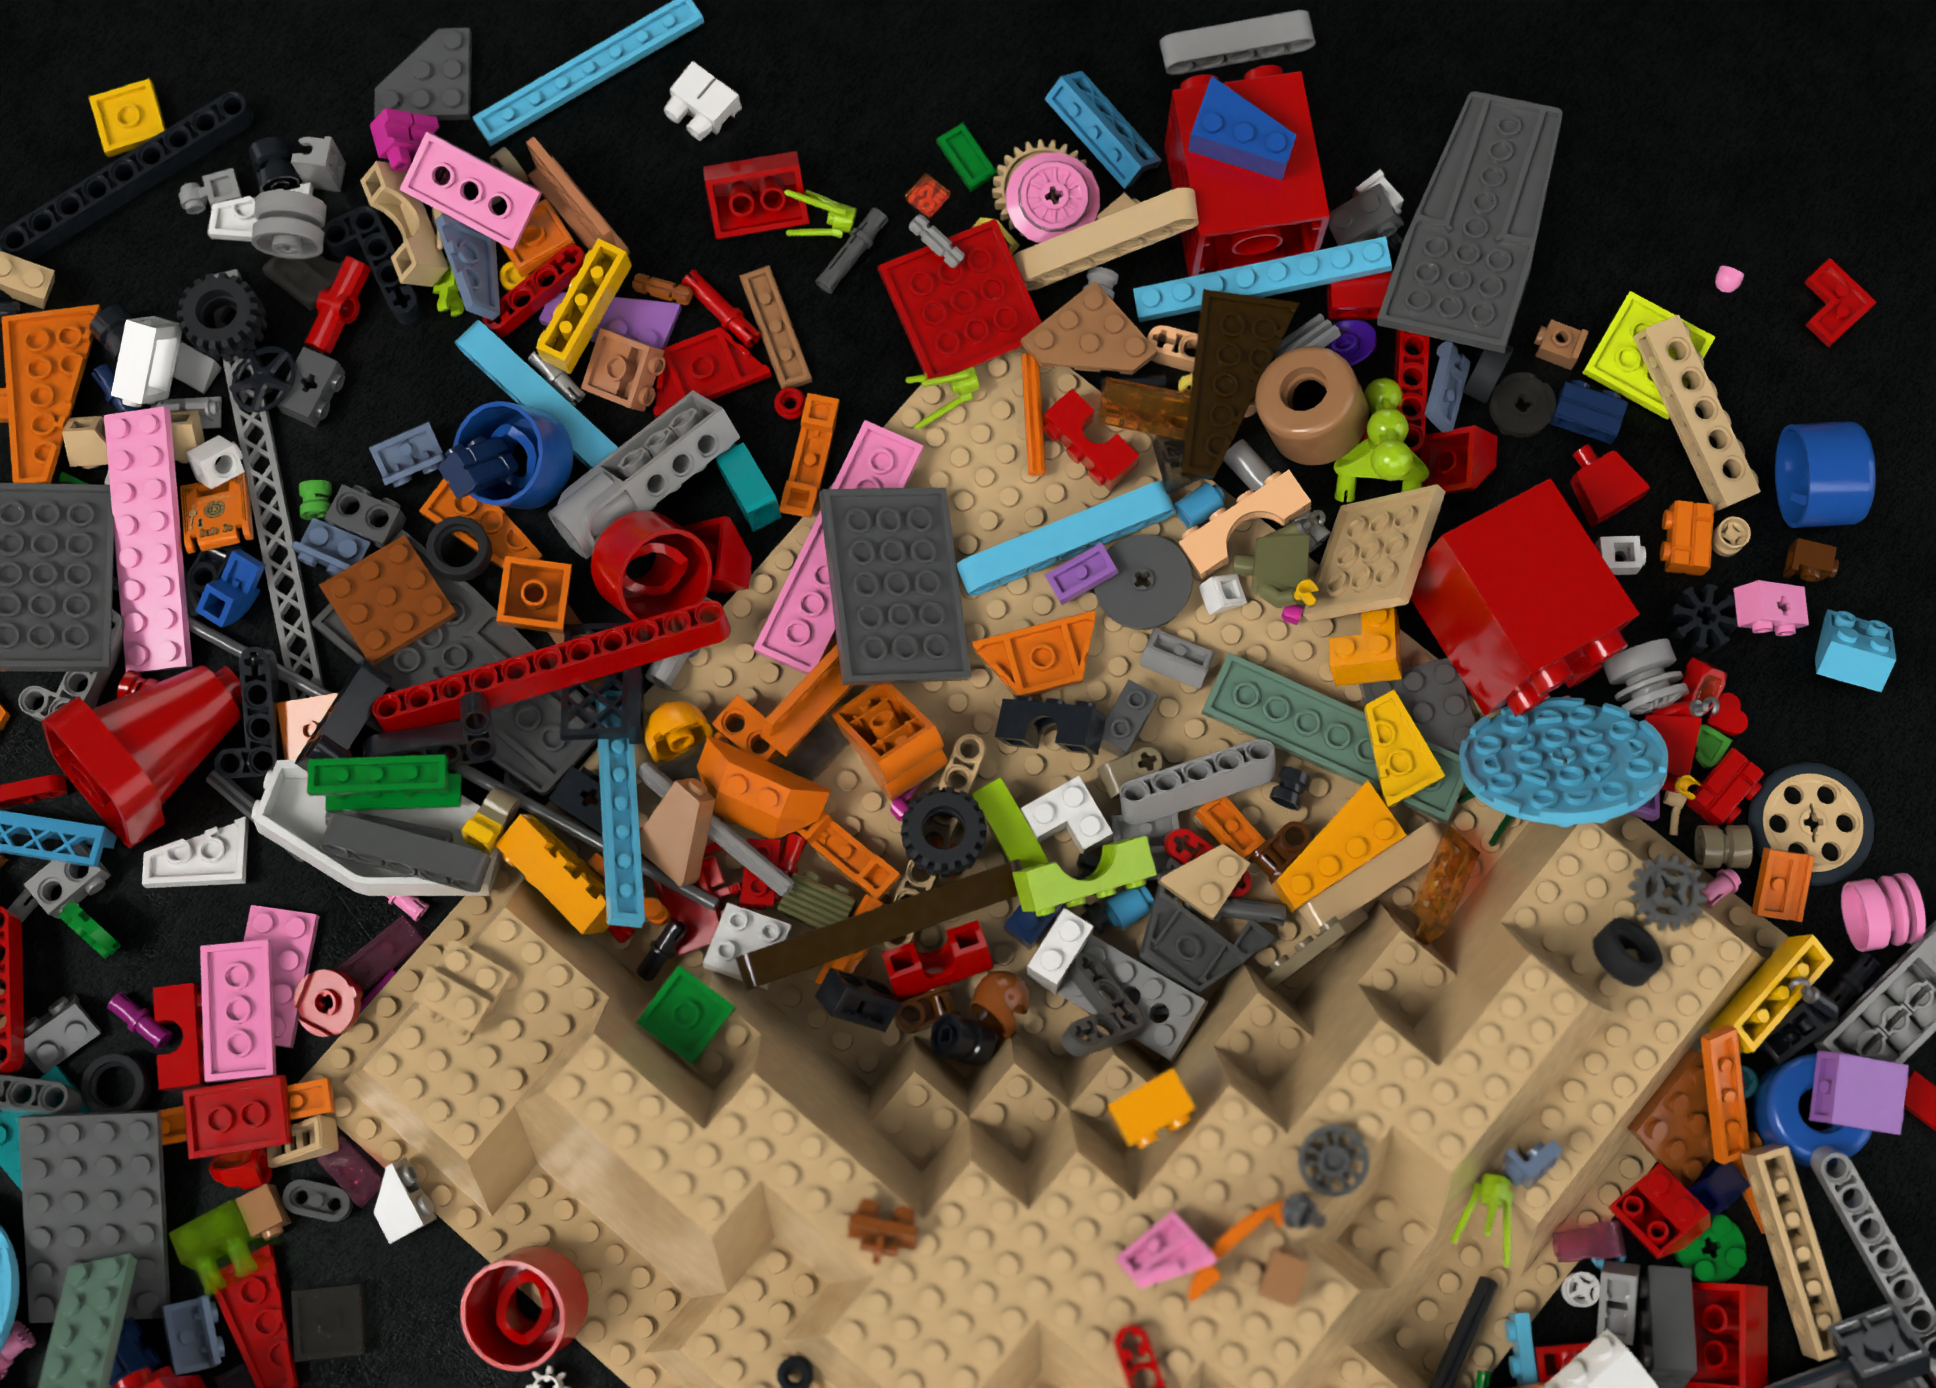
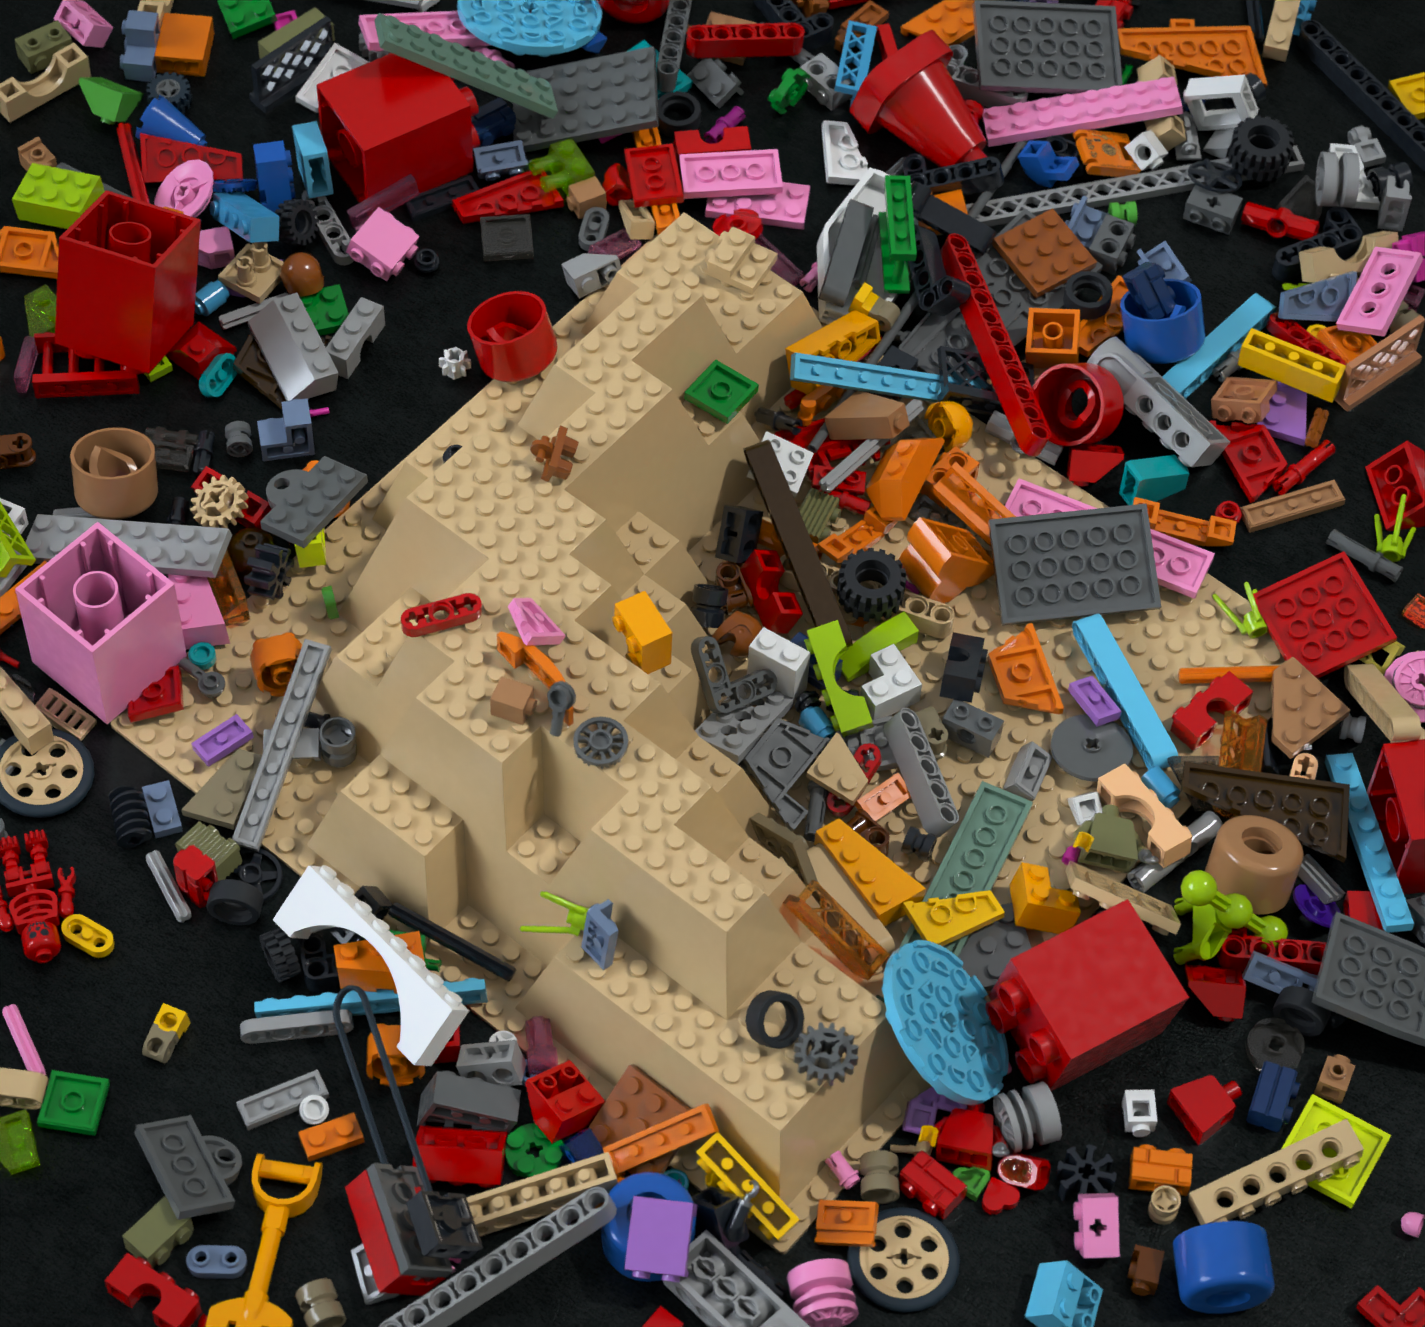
camera: 85 degrees right, 20 degrees down
(936, 241) = (1369, 589): light grey axle -> none

